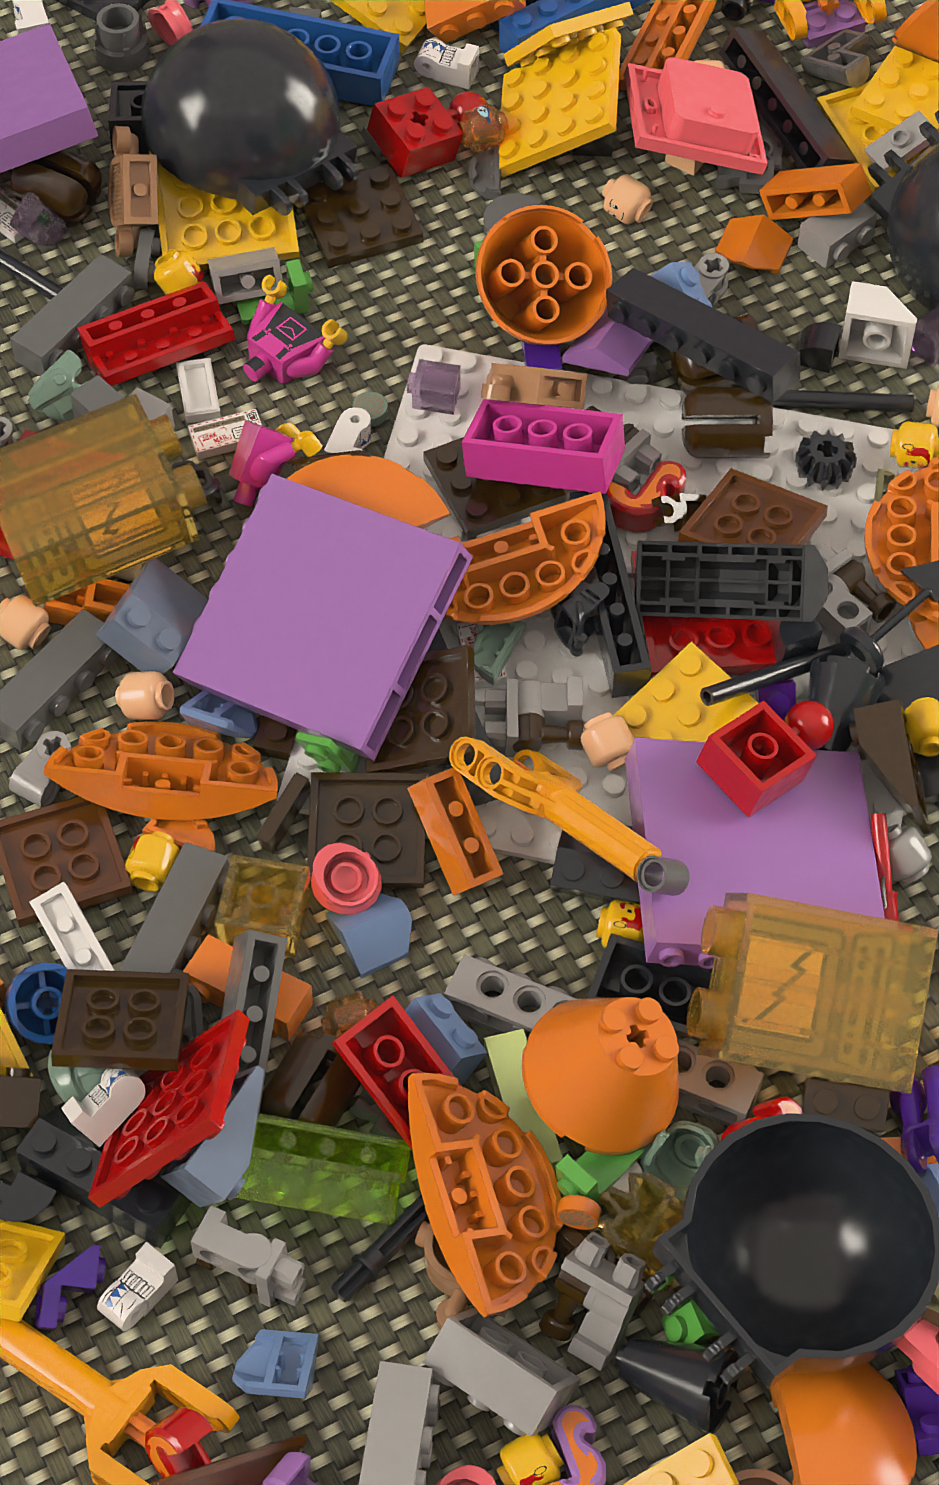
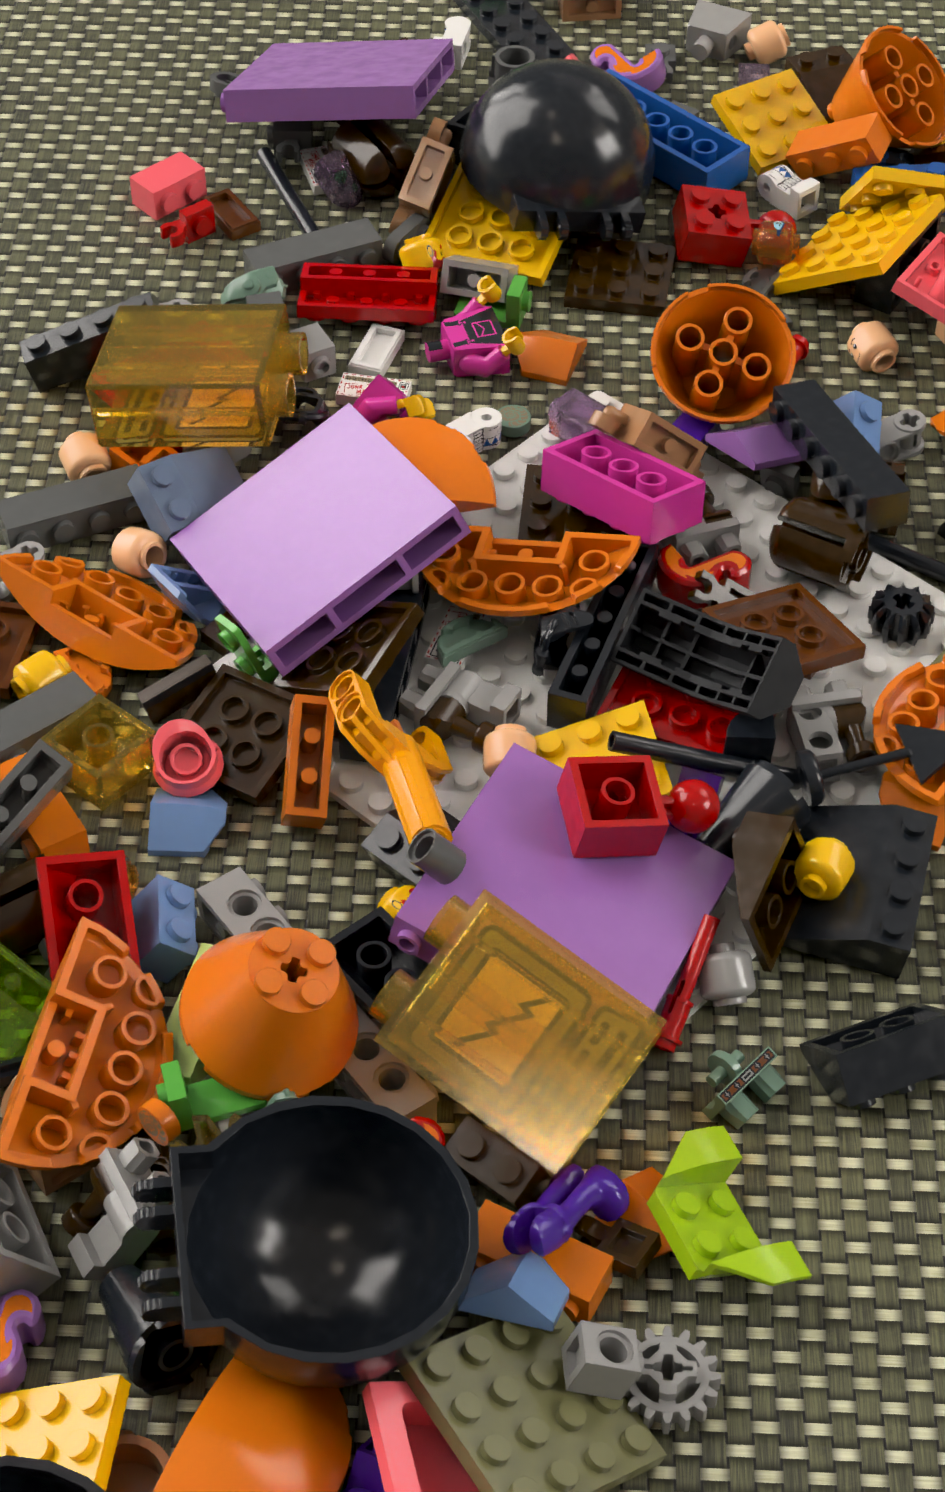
camera: 30 degrees right, 10 degrees down
(361, 321) = (550, 356): none -> orange slope

